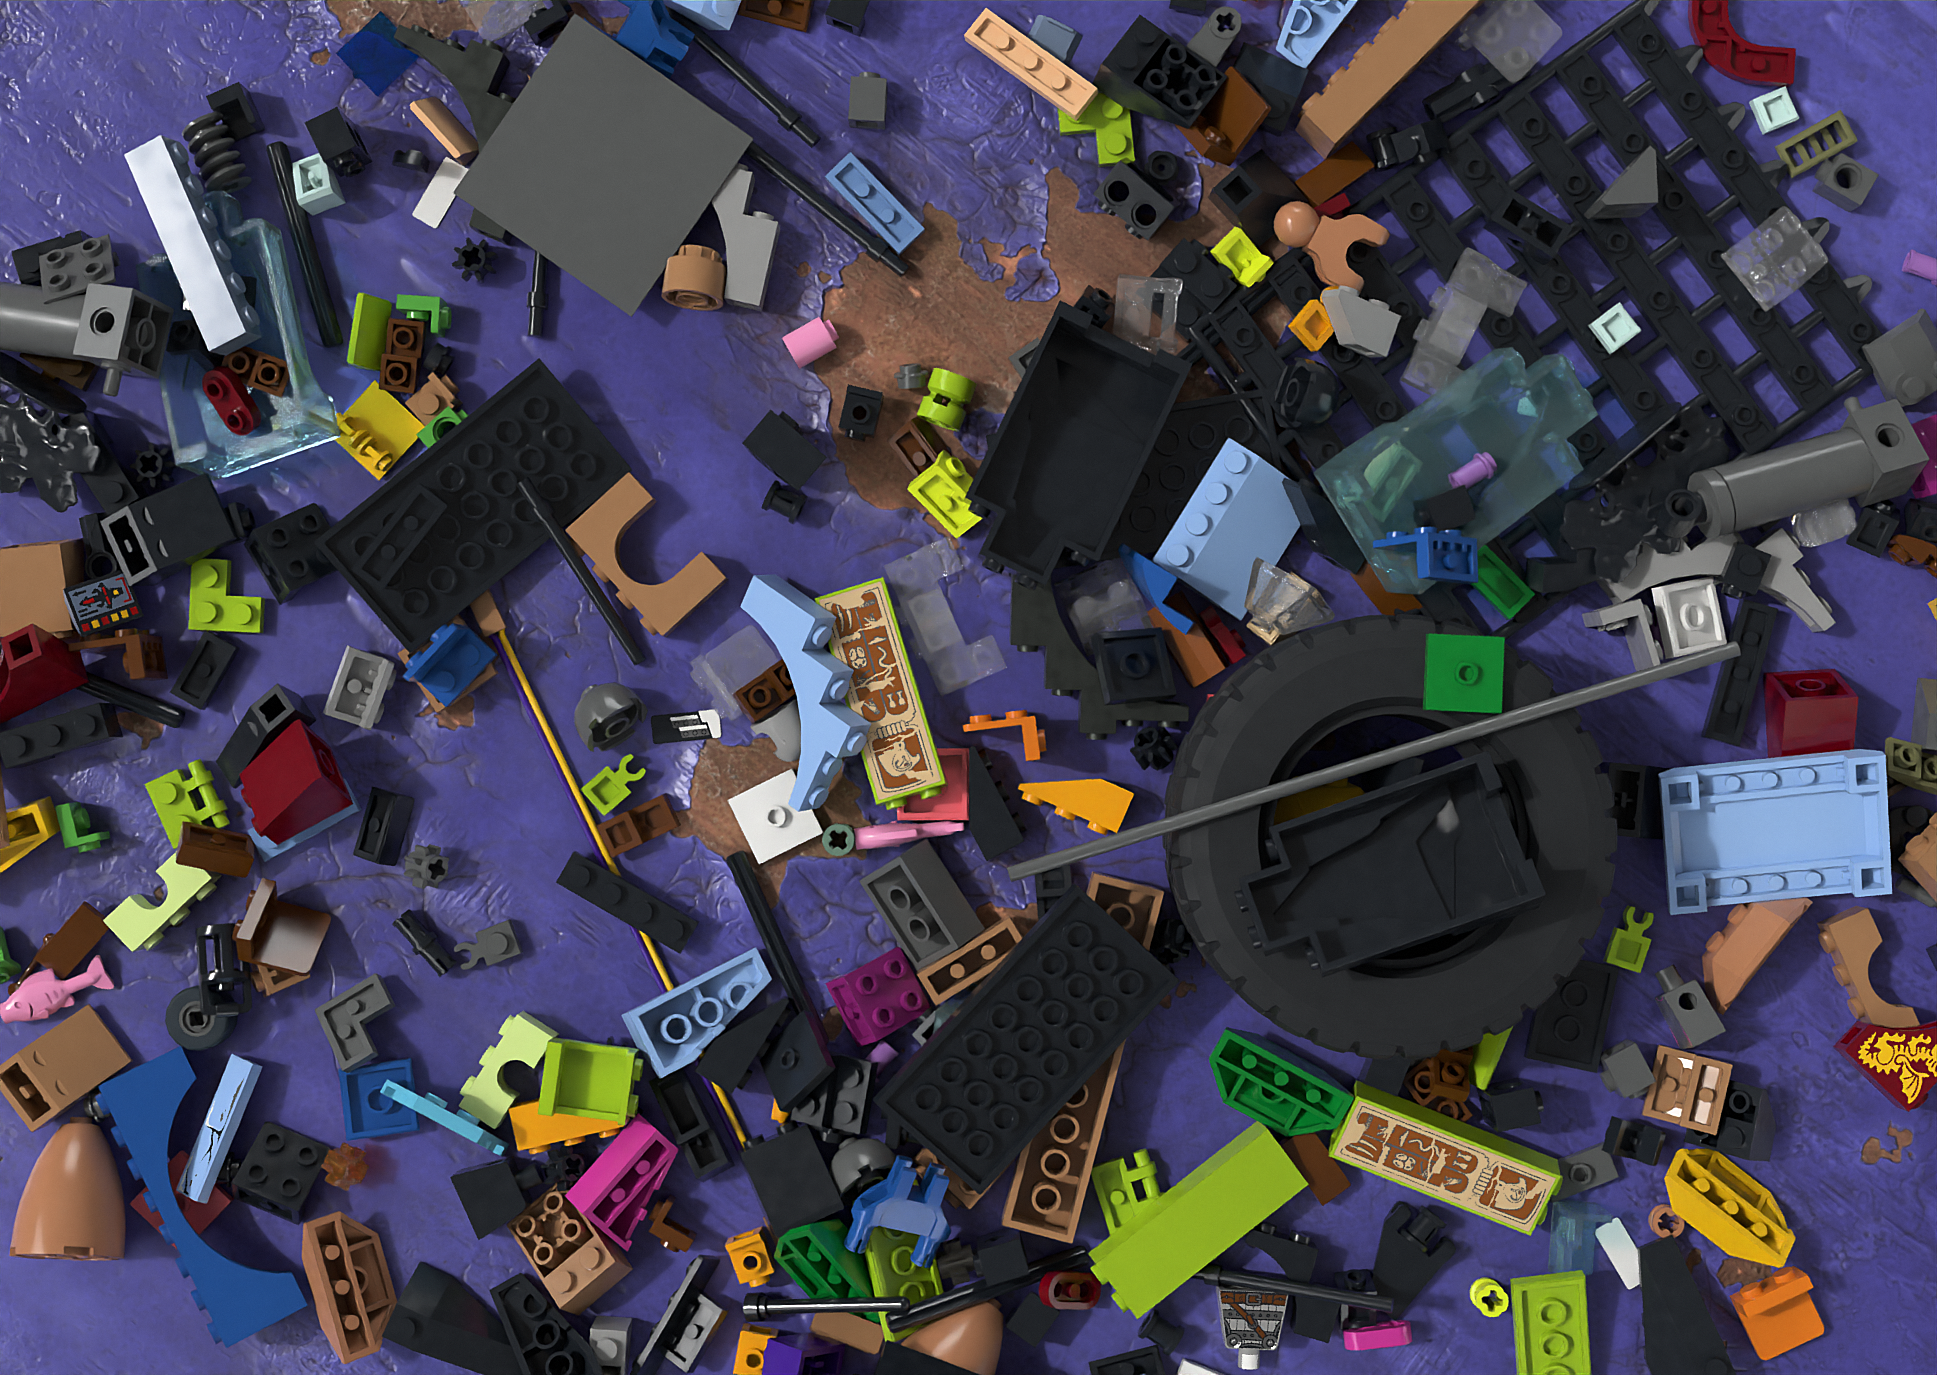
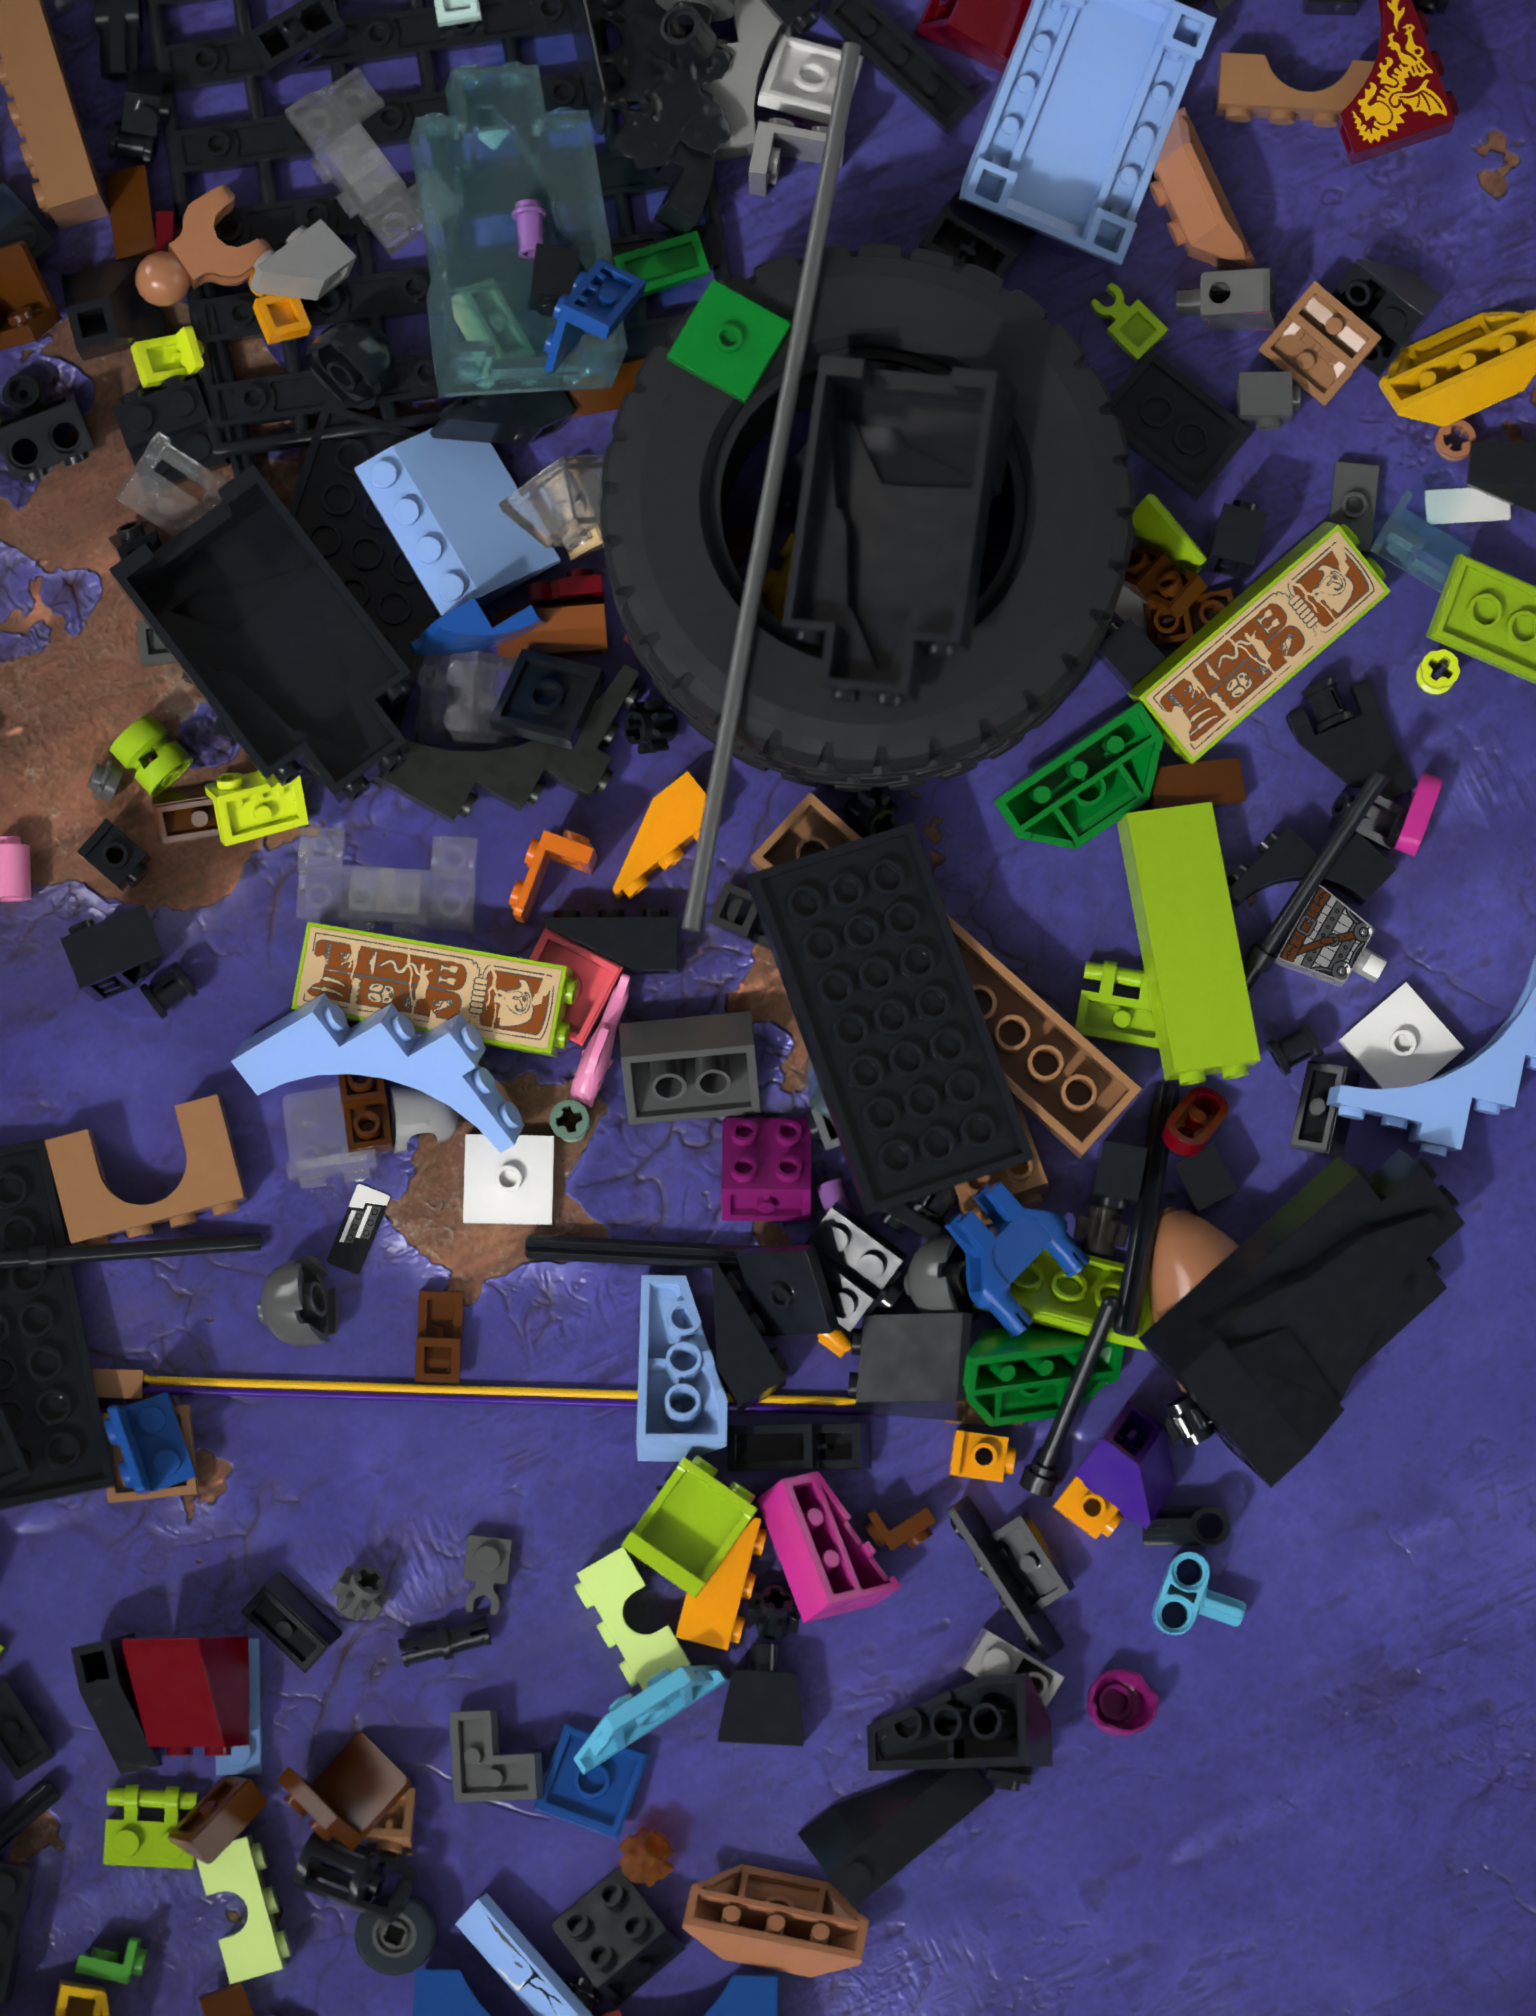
camera: 60 degrees left, 5 degrees down
(360, 688) = (124, 1564): light grey bracket -> none
(568, 1251) = (867, 1655): medium nougat slope -> none
(609, 788) = (381, 1345): lime plate -> none
(627, 902) = (517, 1390): black plate -> none
(849, 1330) = (1122, 1381): medium nougat slope -> none
(970, 961) = (776, 1045): medium nougat brick -> none
(1633, 1140) = (1346, 429): black bracket -> none

